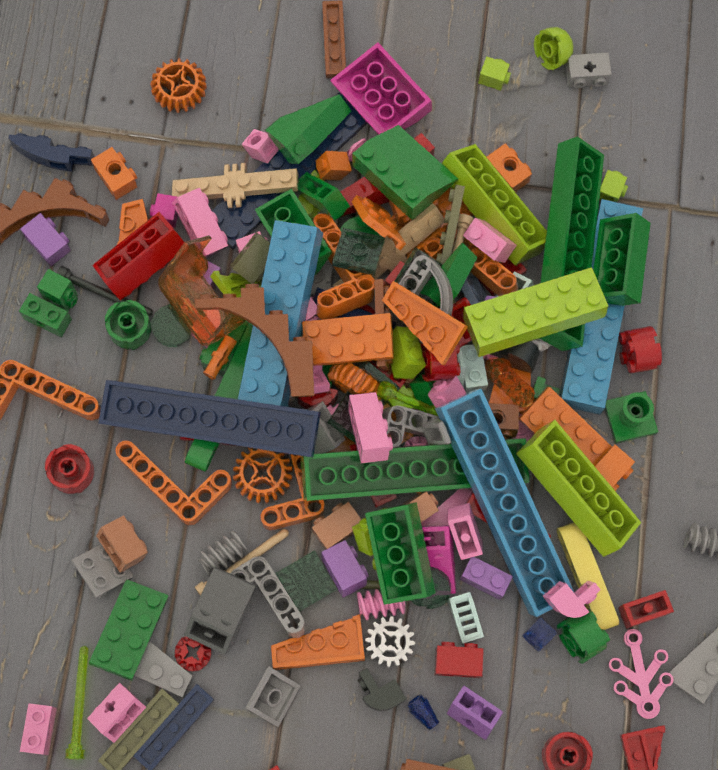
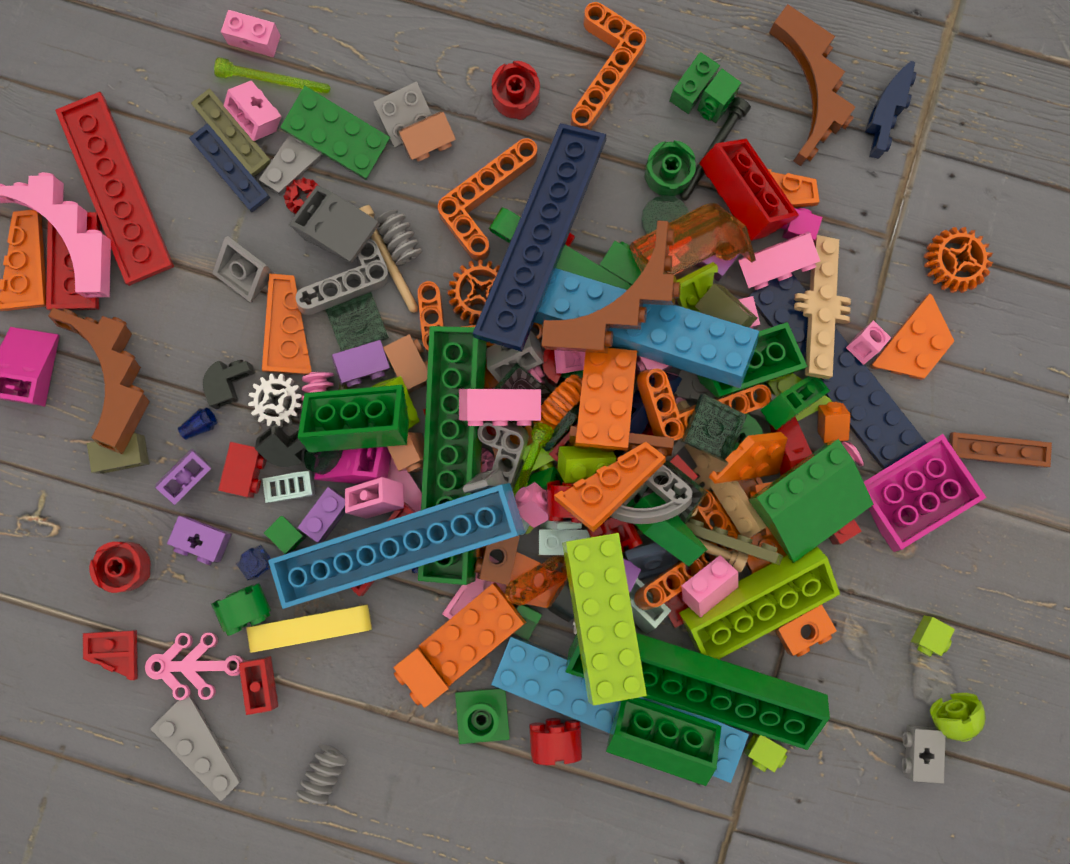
camera: 100 degrees right, 10 degrees up
(46, 239) = (784, 92): medium lavender brick -> none
(117, 184) = (865, 165): orange brick -> none
(219, 357) = (614, 259): orange pin -> none
(250, 107) = (917, 343): none -> orange wing
(305, 129) = (882, 395): green wedge -> none
(434, 623) = (279, 448): none -> pearl dark grey brick
(510, 610) = (285, 535): none -> green panel
(525, 676) = (184, 542): none -> medium lavender brick
(571, 603) = (271, 600): bright pink brick -> none
(579, 488) = (400, 634): lime brick -> none

